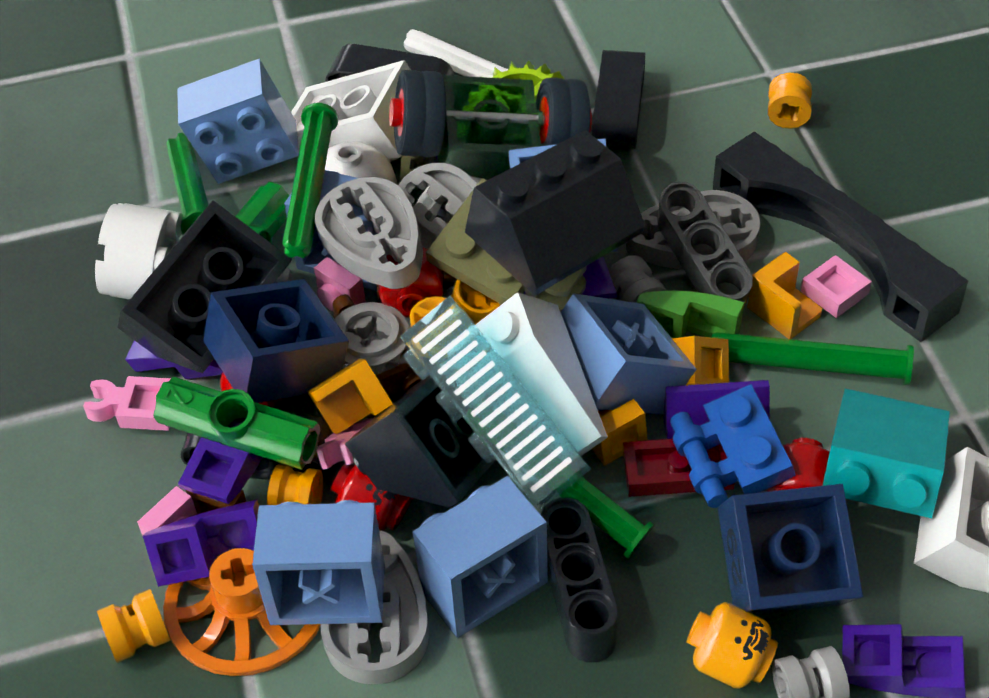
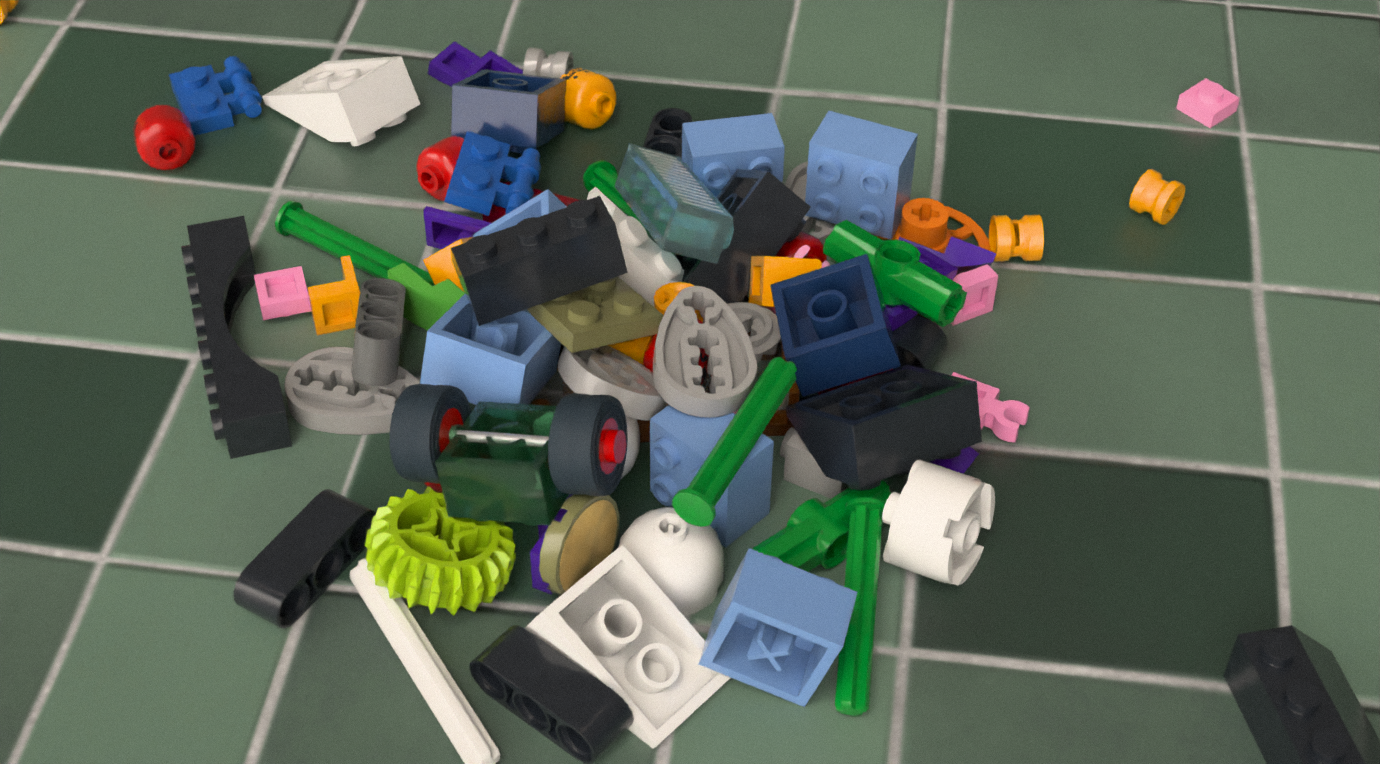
camera: 160 degrees left, 5 degrees down
(790, 100) = (134, 480): light orange wheel -> none
(888, 452) = (375, 136): teal panel -> none

